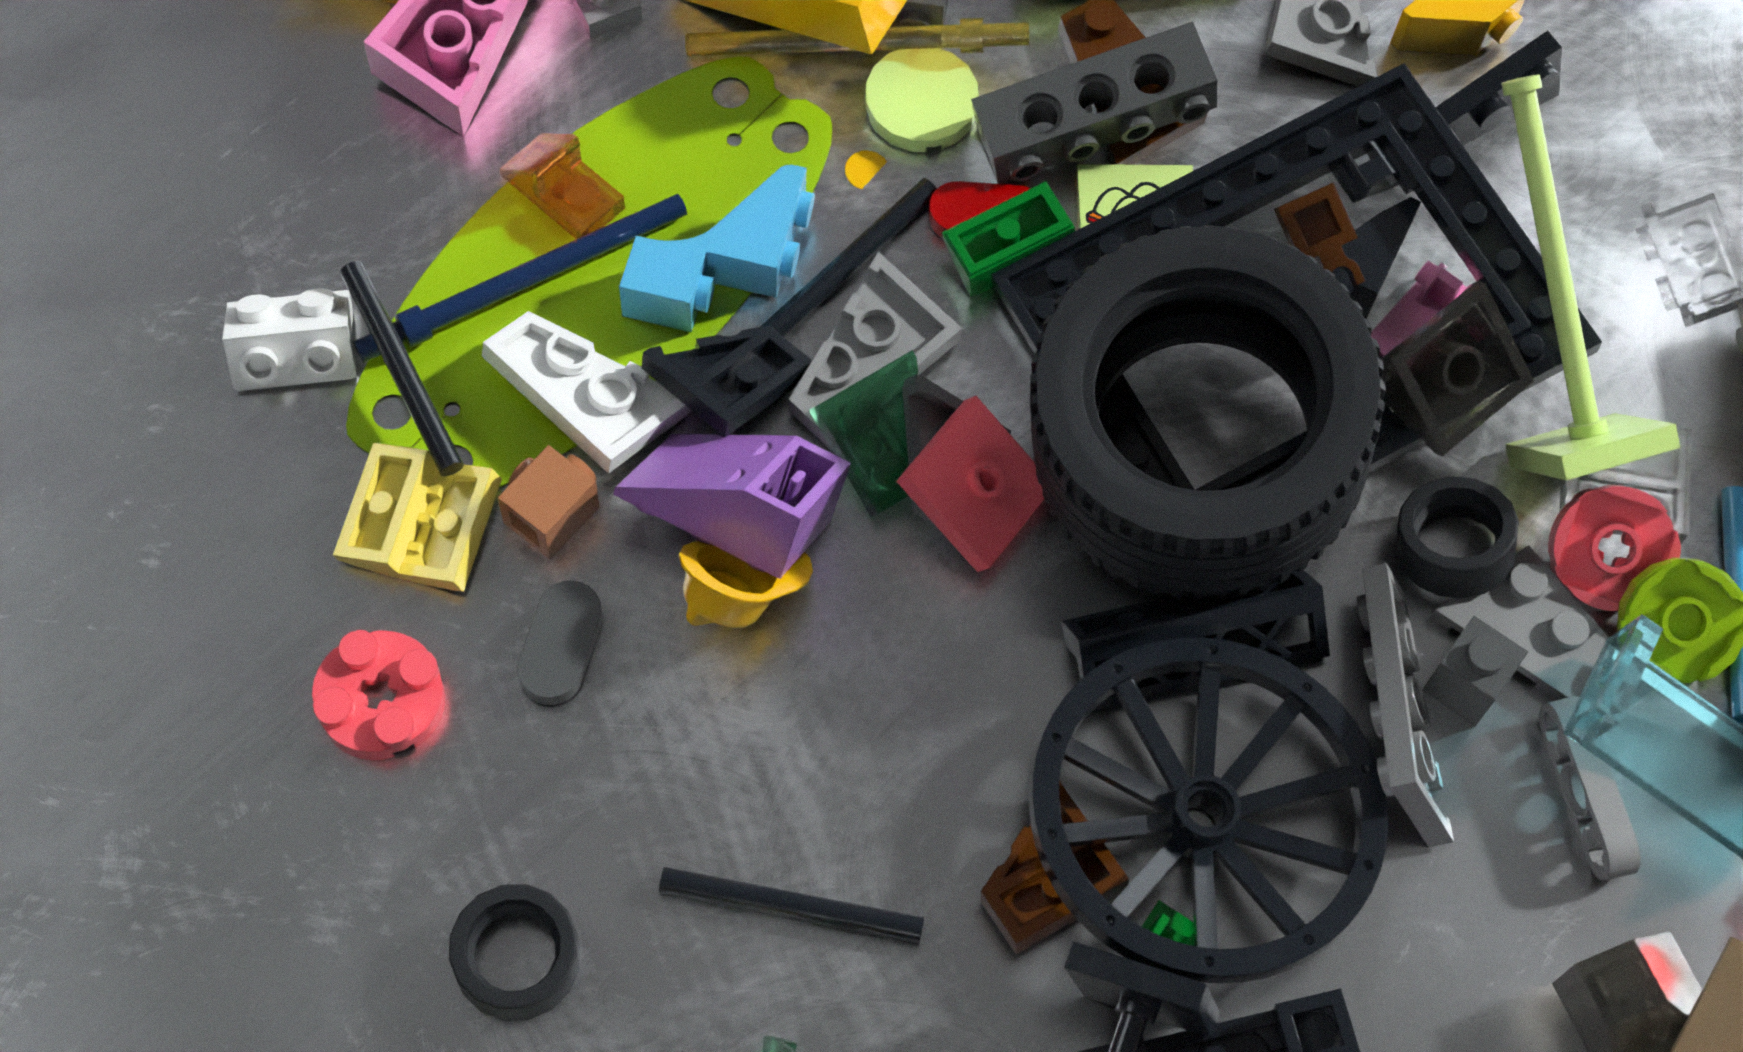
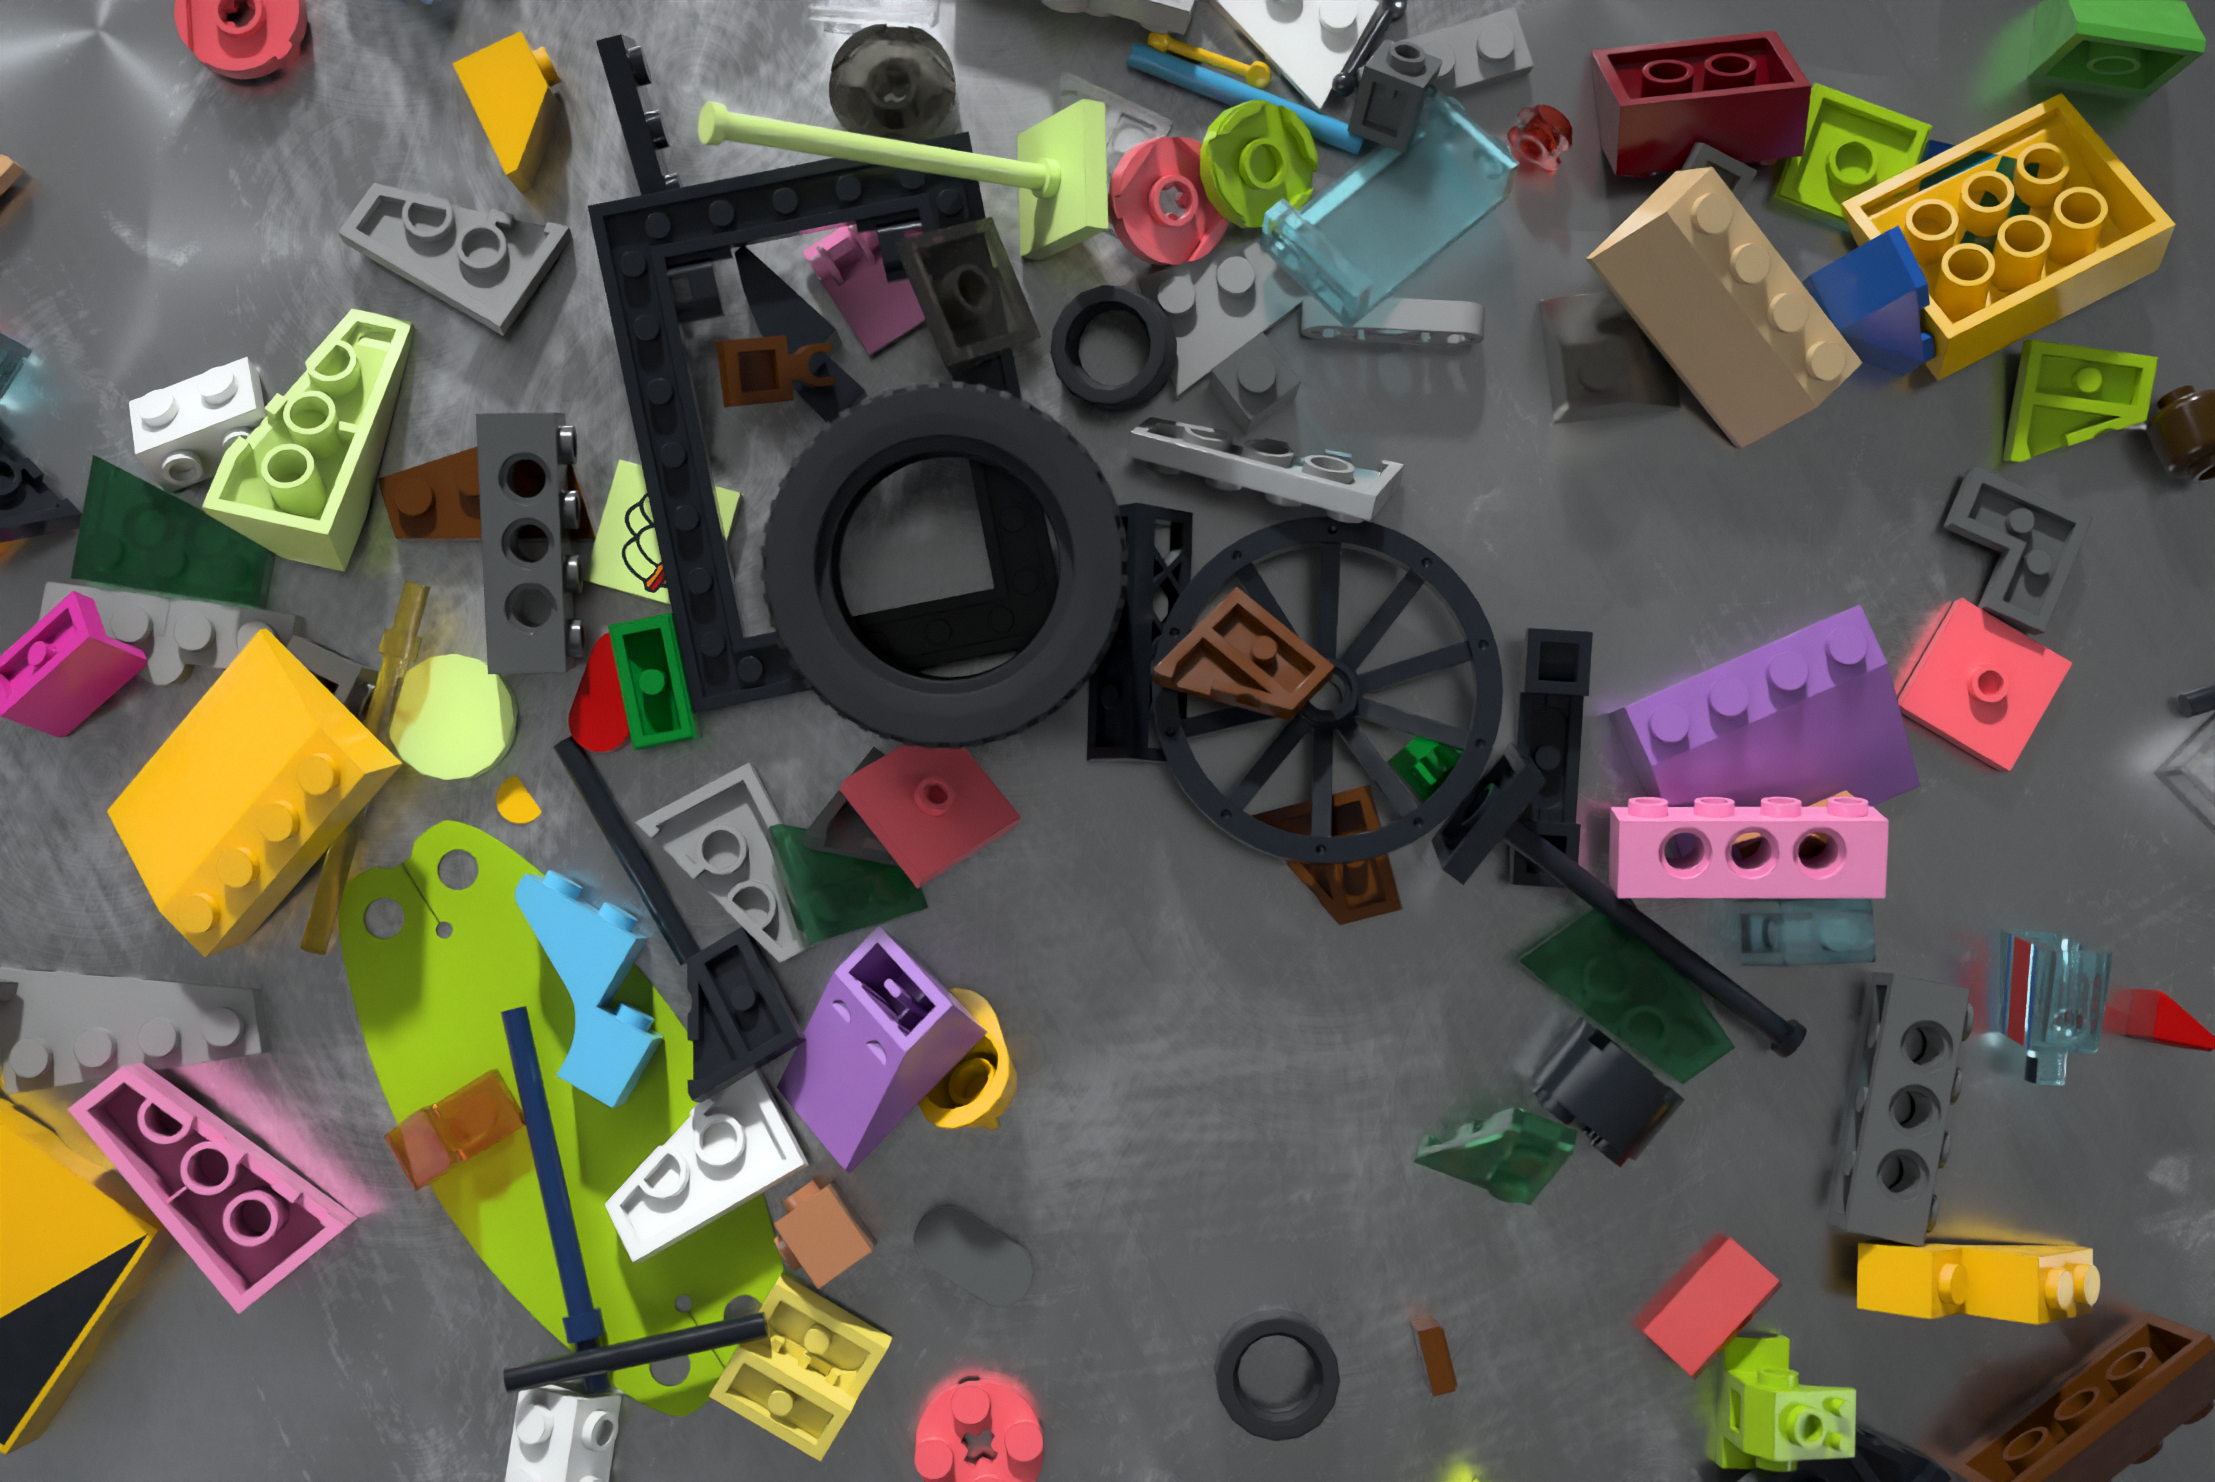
camera: 70 degrees left, 20 degrees up
(791, 905) = (1296, 1102): black bar -> none
(1209, 713) = (1245, 661): none -> reddish brown wing
(1618, 286) = (900, 63): none -> clear smoke brick

